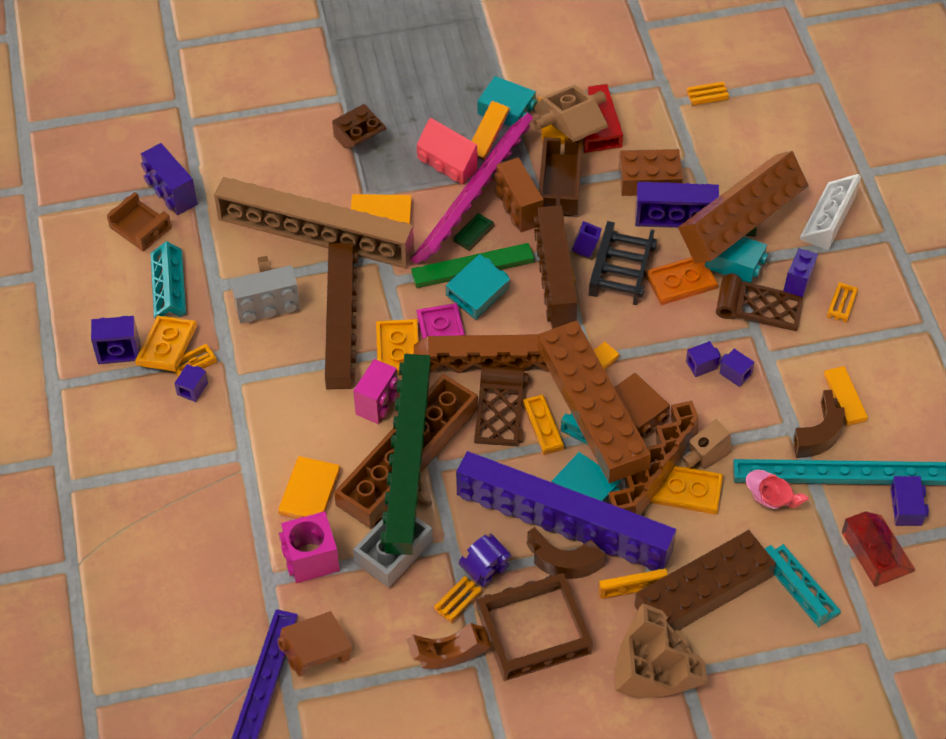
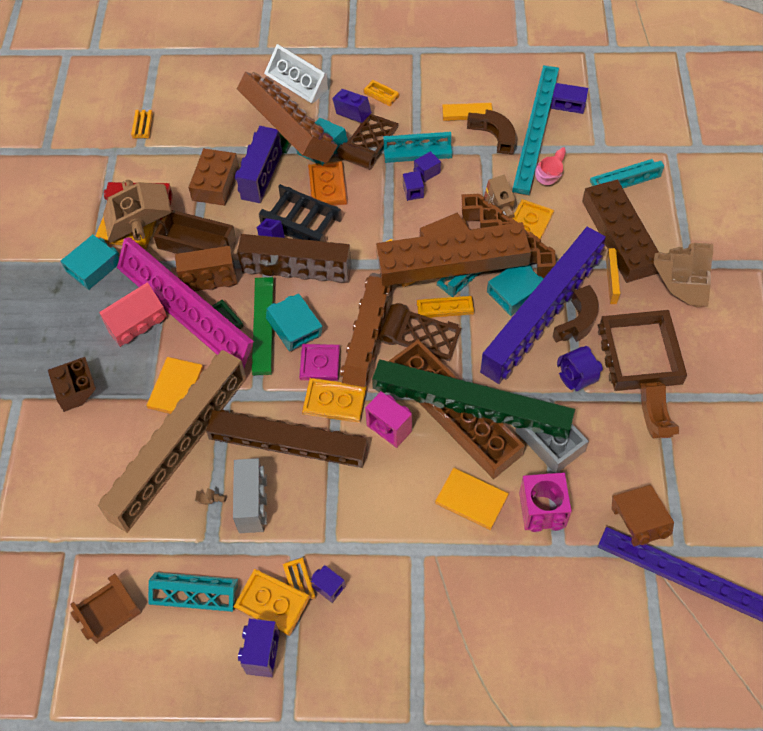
camera: 75 degrees left, 5 degrees up
(168, 179) = (66, 566): dark purple brick -> none
(469, 586) = (607, 399): light orange tile -> none
(489, 128) = (115, 276): light orange tile -> none
(764, 353) = (409, 152): none -> teal fence
(876, 548) = (605, 127): clear red slope -> none

